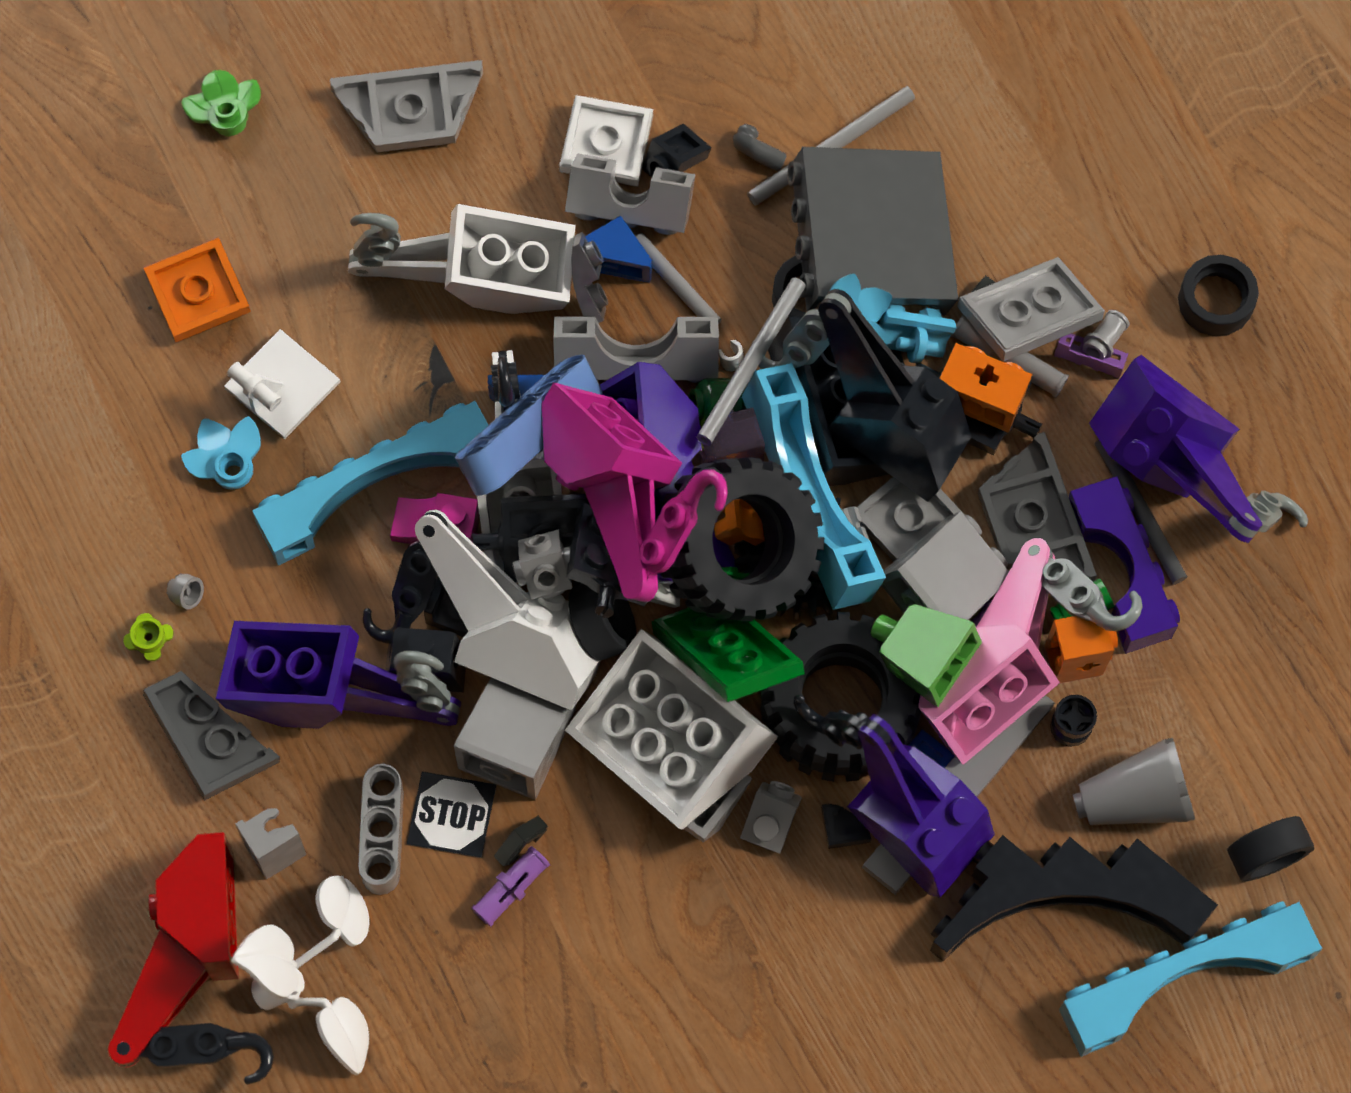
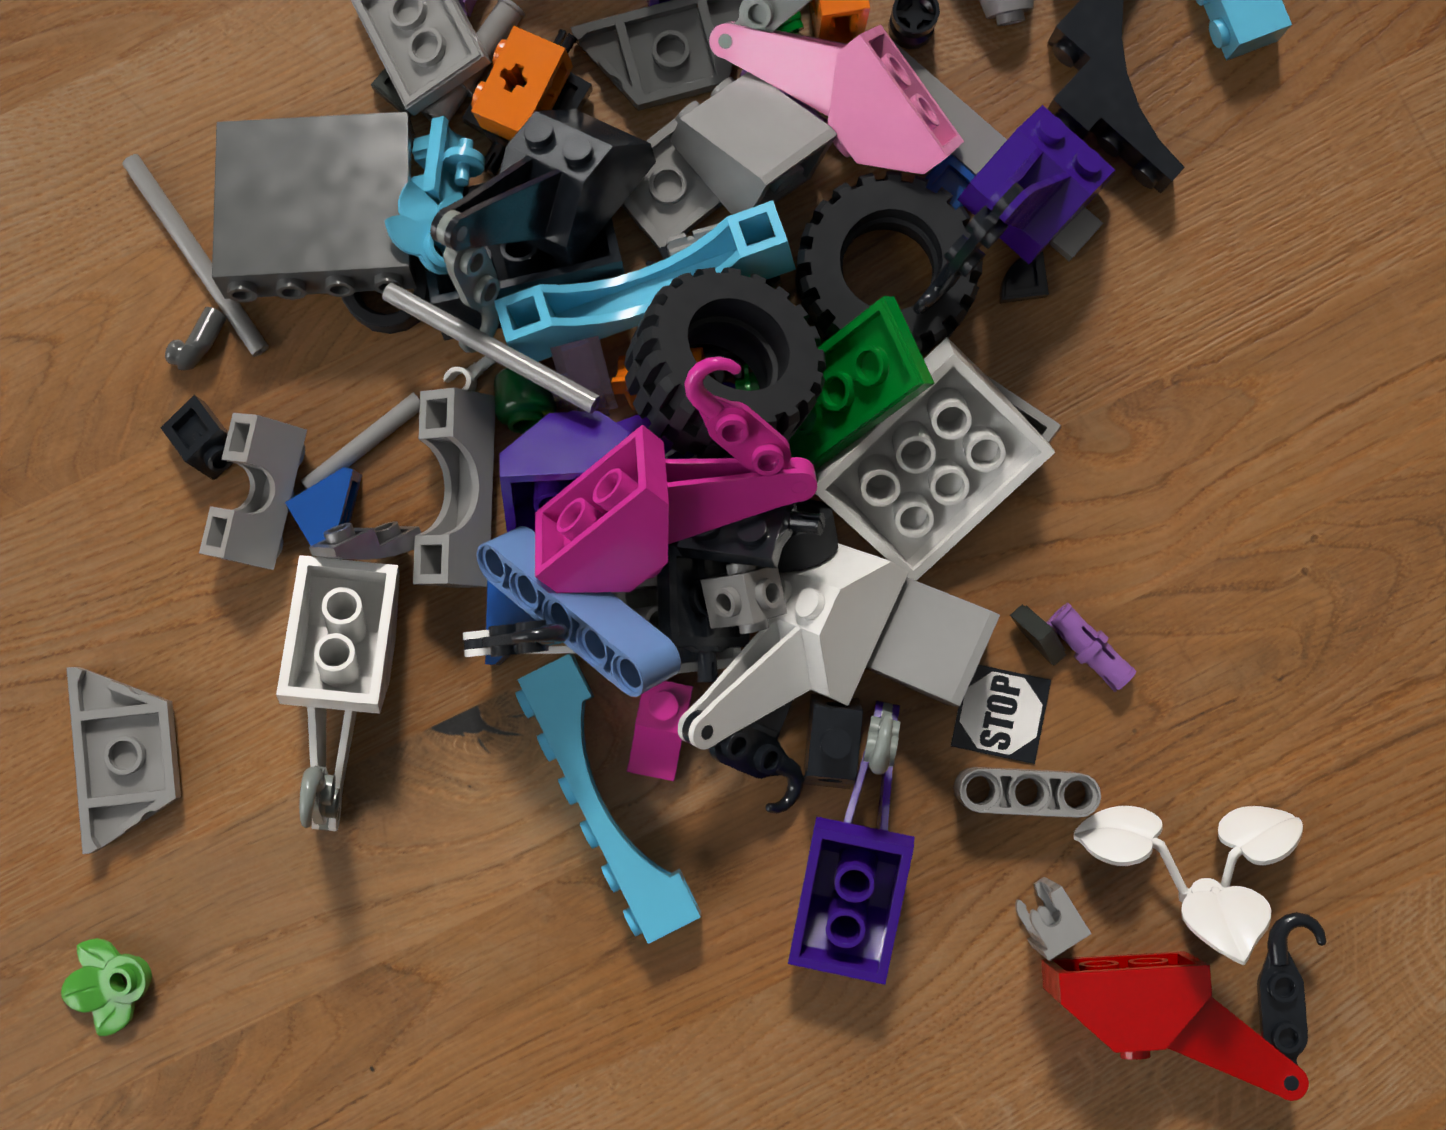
camera: 90 degrees left, 15 degrees up
(145, 625) = (792, 1076): lime plate -> none
(185, 590) = (735, 1020): light grey hinge -> none
(197, 290) = (355, 1013): orange plate -> none
(205, 738) = (922, 988): dark grey wing -> none
(224, 448) = (556, 979): medium azure plate -> none
(281, 383) = (479, 909): white plate -> none
(608, 132) = (171, 517): white plate -> none
(771, 815) = (1014, 354): light grey bracket -> none
(926, 649) = (862, 159): bright green torso -> none

